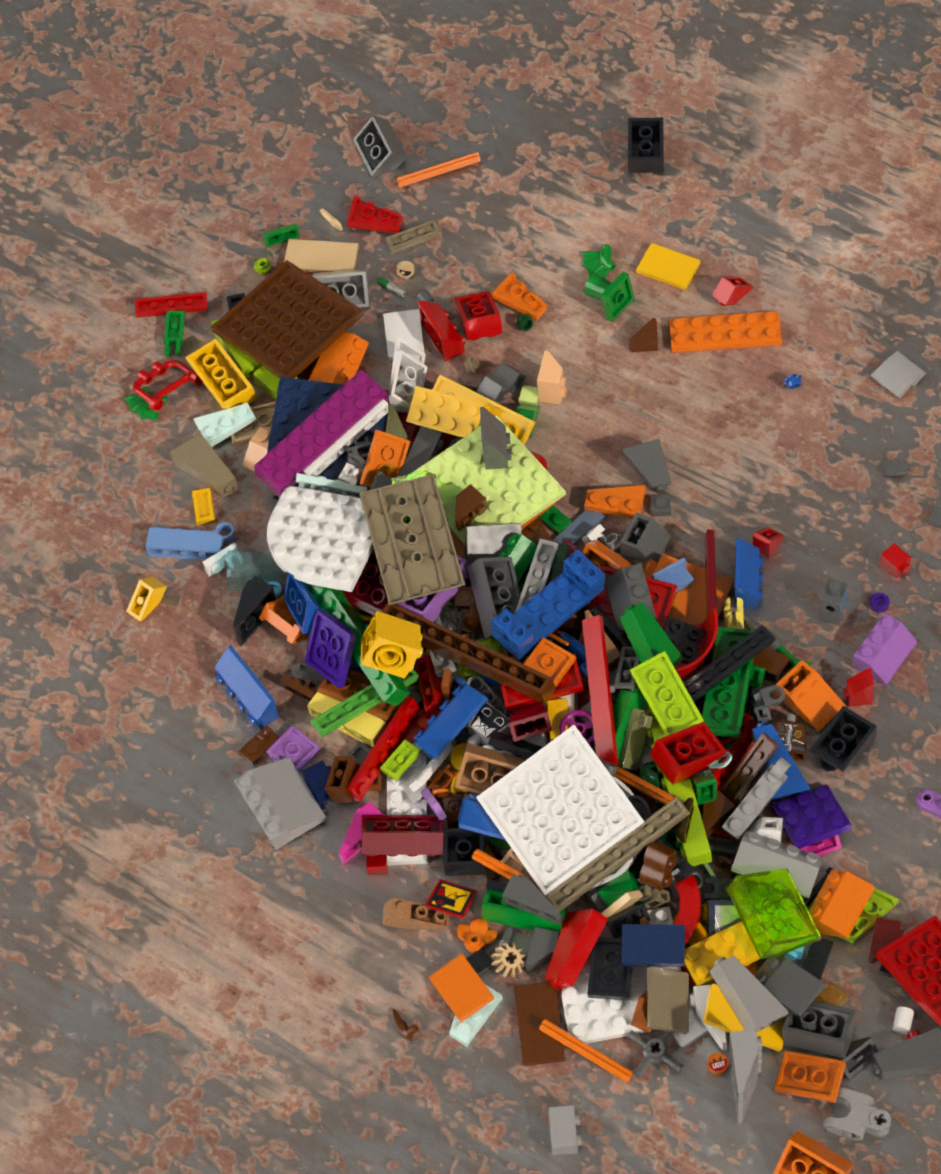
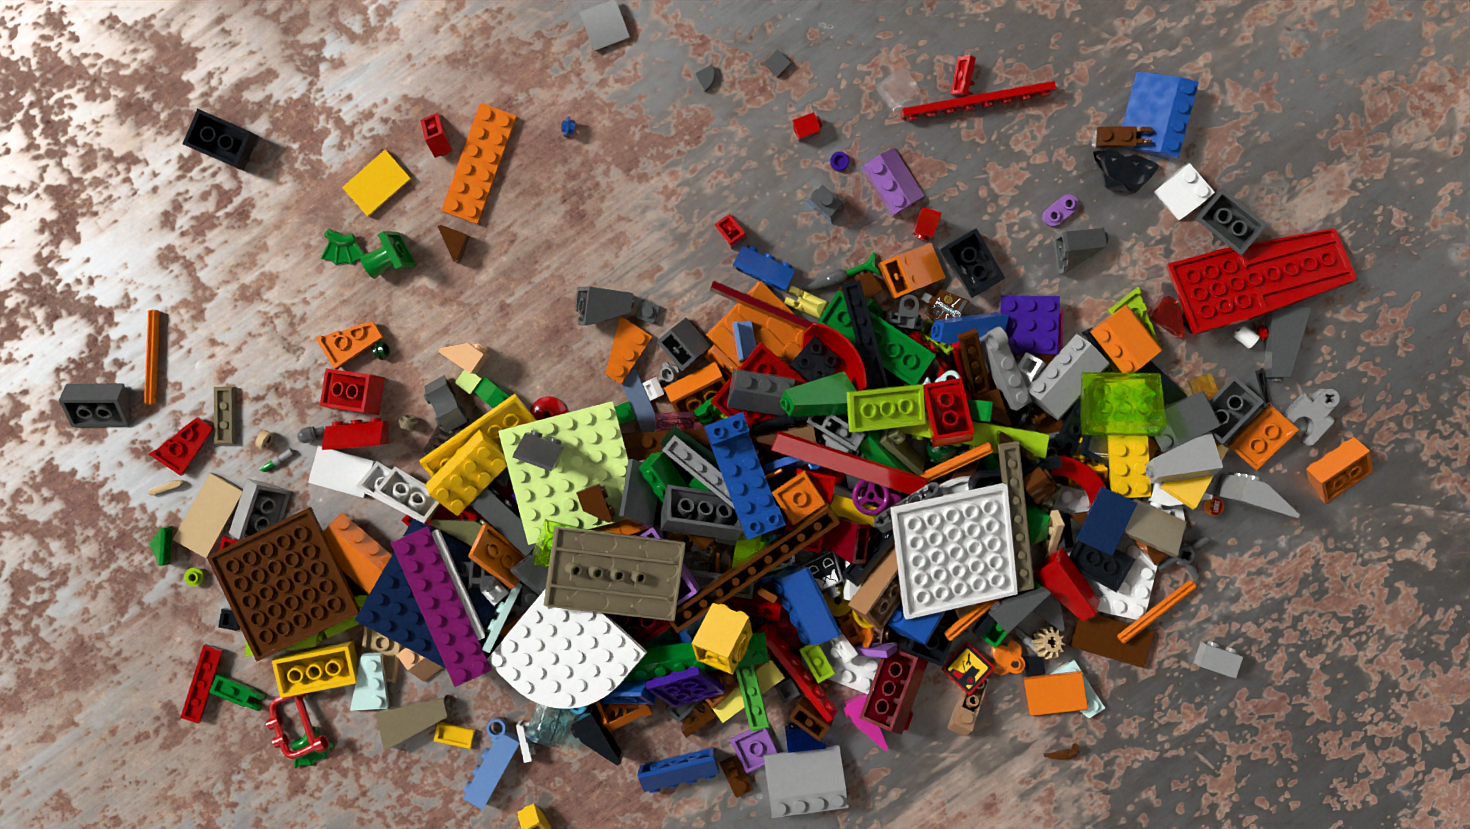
camera: 70 degrees left, 30 degrees up
(908, 828) = (1078, 246): none -> dark grey slope

